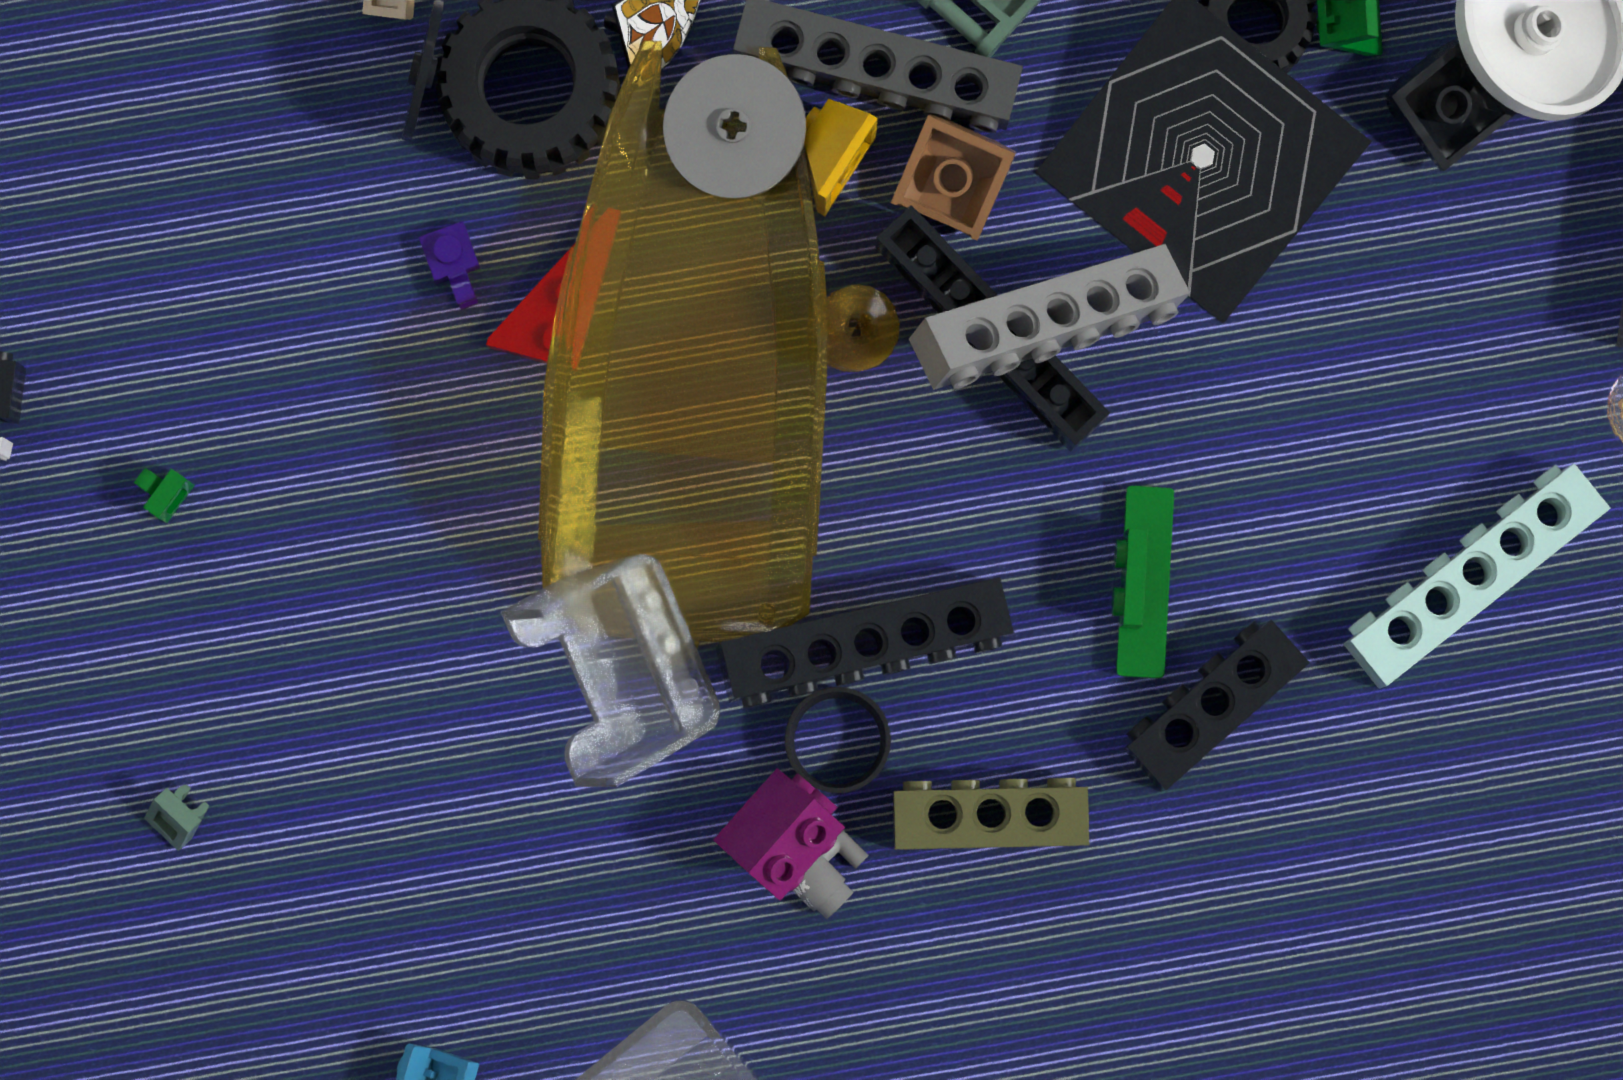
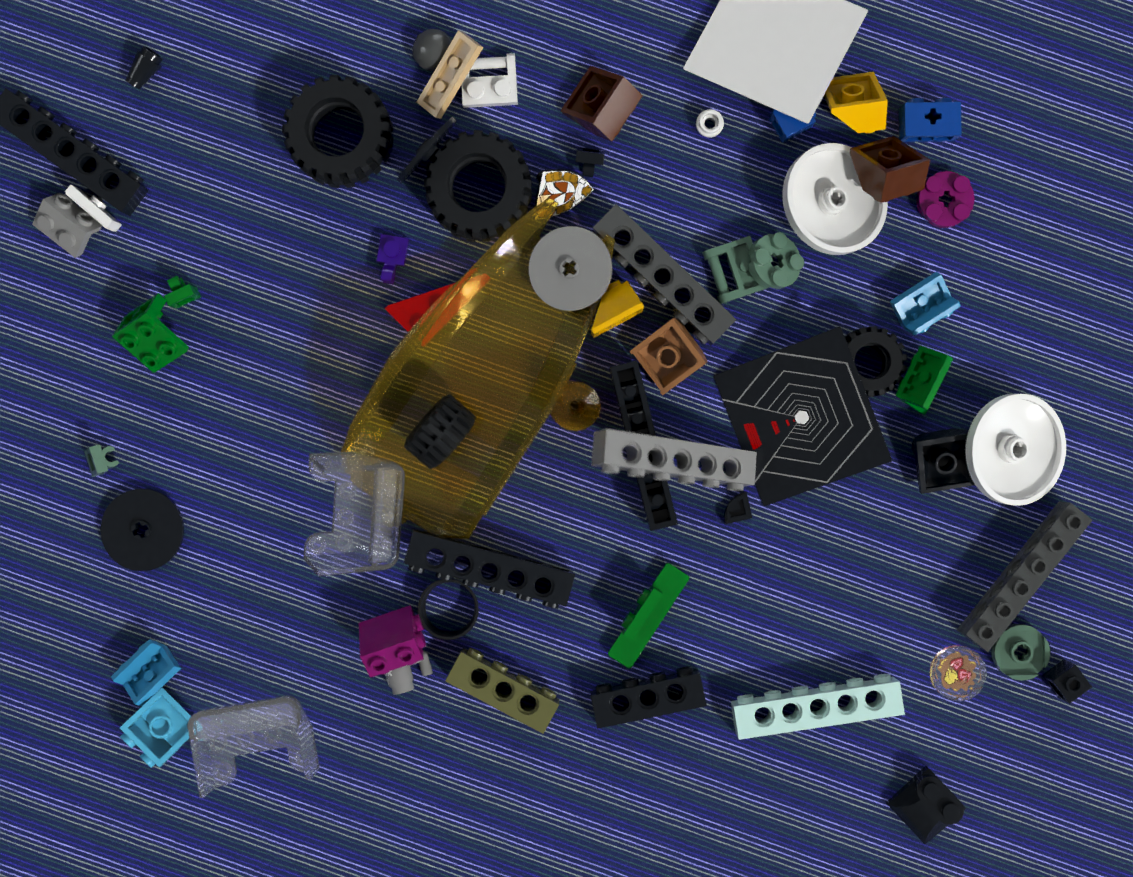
camera: 35 degrees right, 5 degrees up
(153, 581) = (148, 337): none -> green bracket
(235, 70) = (316, 103): none -> black tyre
(262, 891) = (121, 525): none -> black piece
(677, 473) = (440, 431): none -> black tyre
(1187, 348) = (737, 509): none -> black tile

